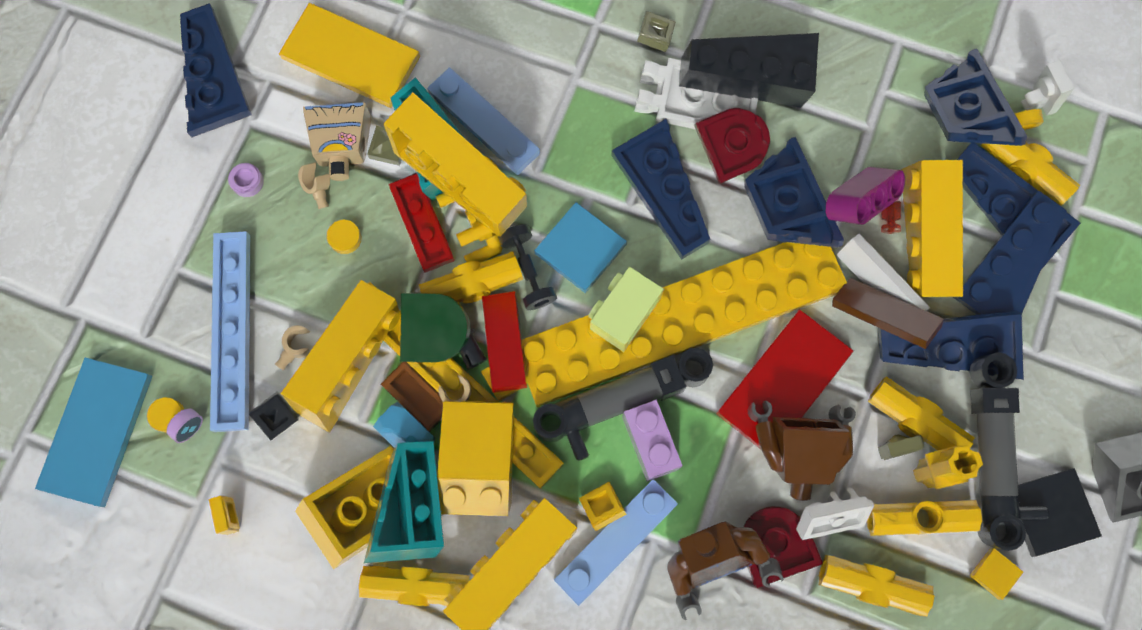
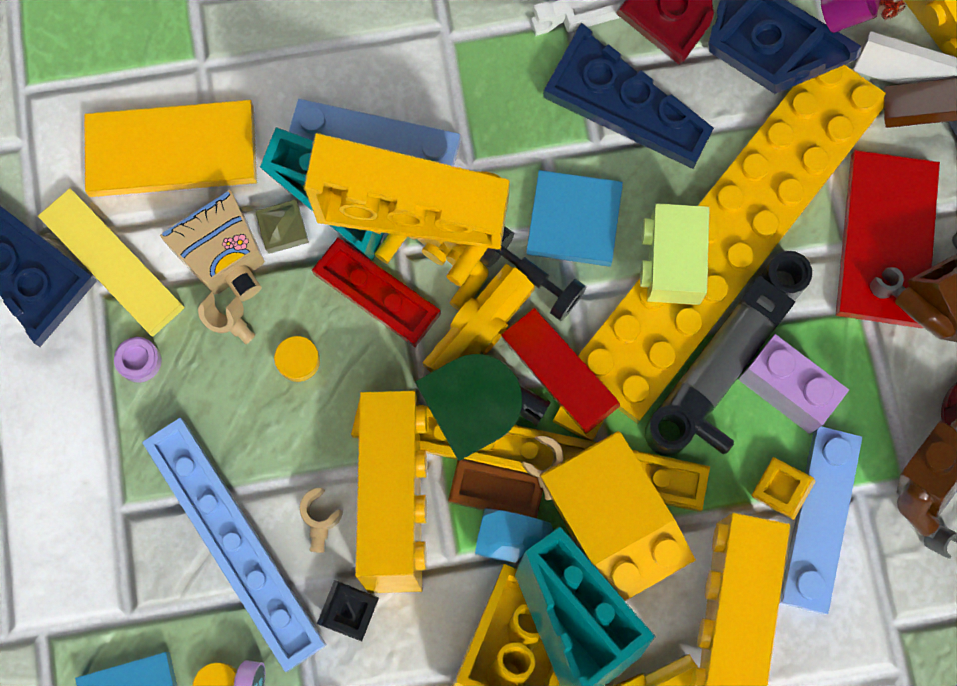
camera: 30 degrees left, 0 degrees up
(267, 108) = (111, 262): none -> light yellow tile

